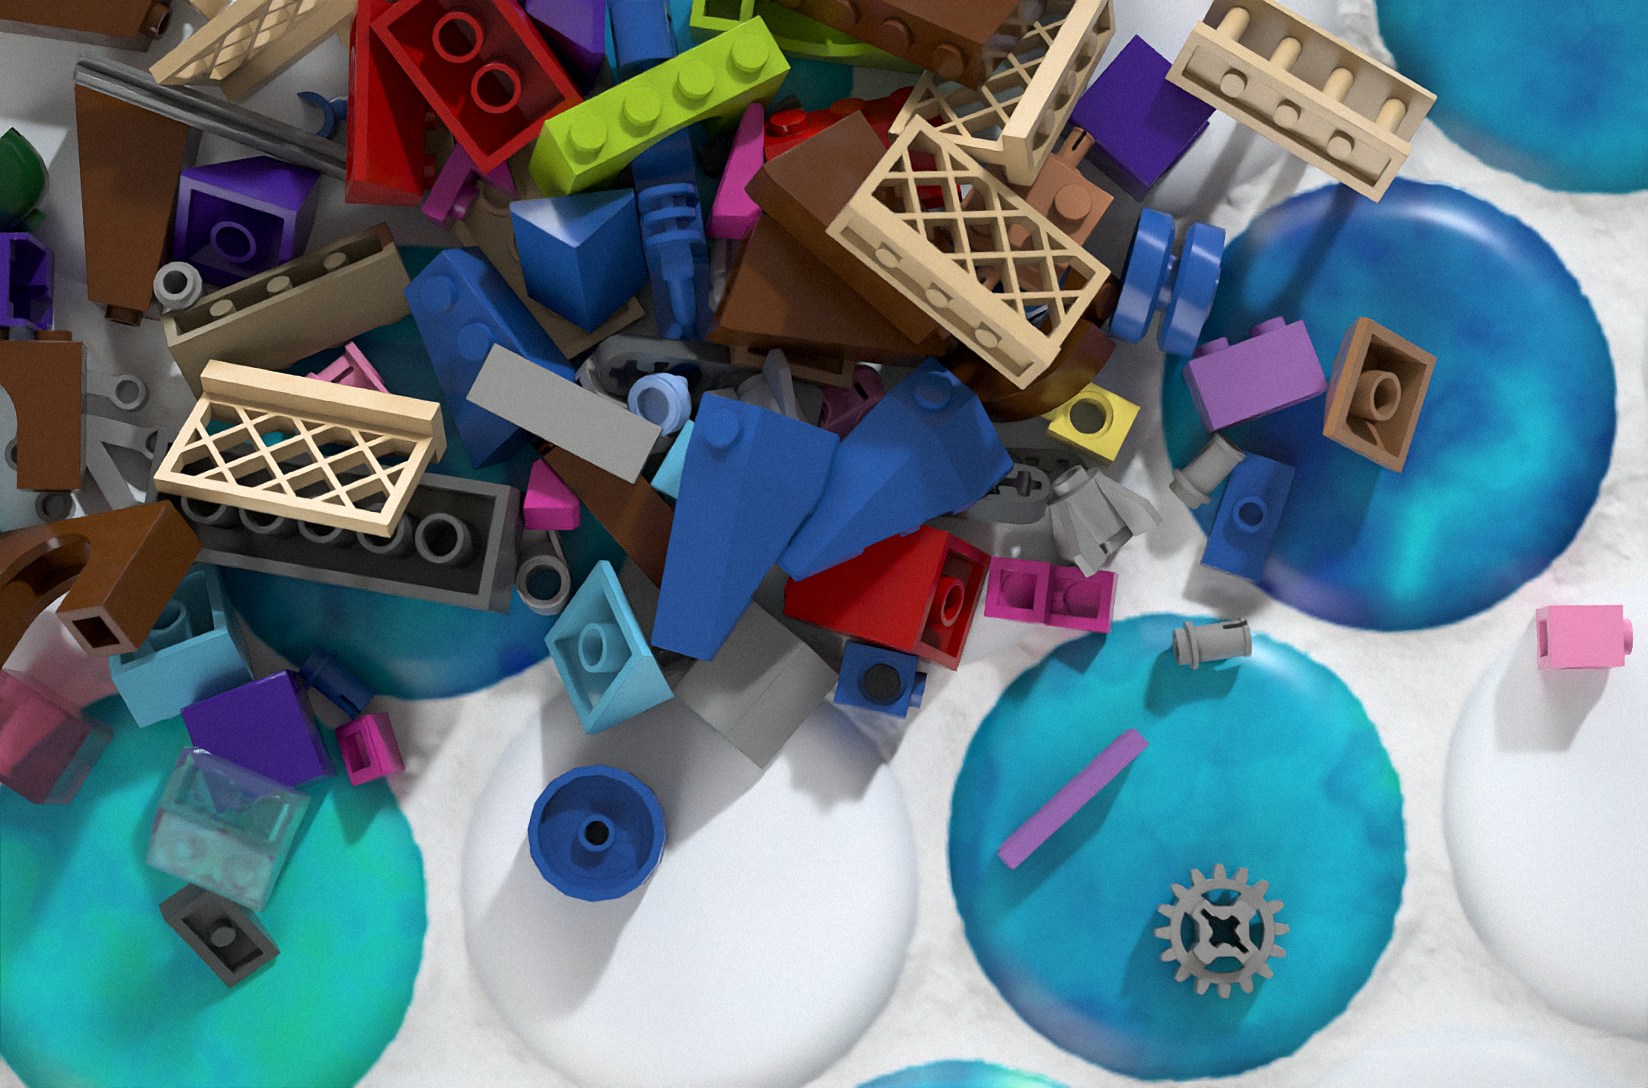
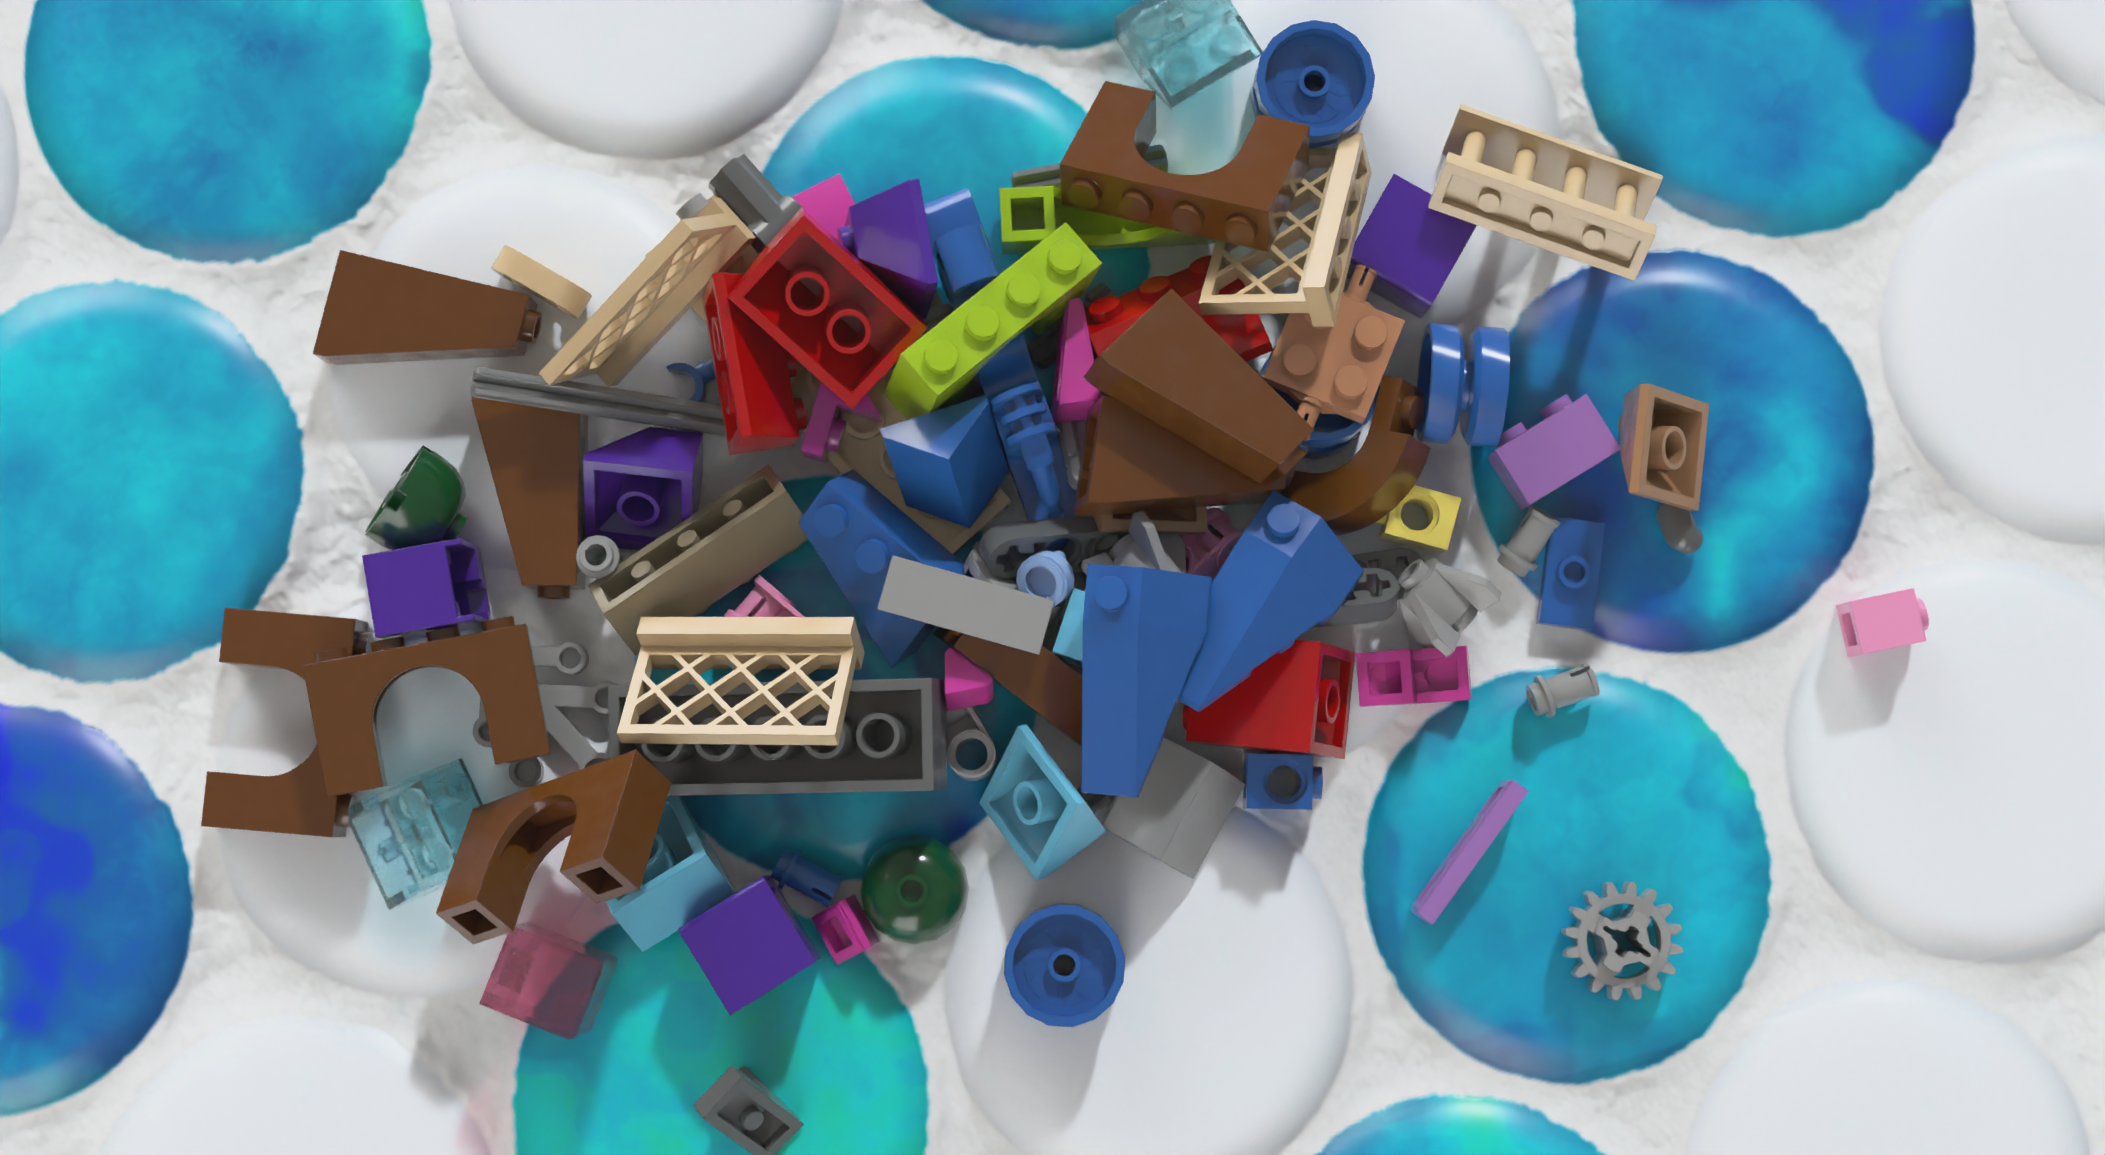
camera: 15 degrees left, 0 degrees up
(225, 827) = (741, 1027): clear light blue slope -> none
(453, 720) = (914, 889): none -> dark green cylinder
(947, 282) = (1281, 426): tan fence -> none
(1378, 489) = (1679, 528): none -> dark grey arm

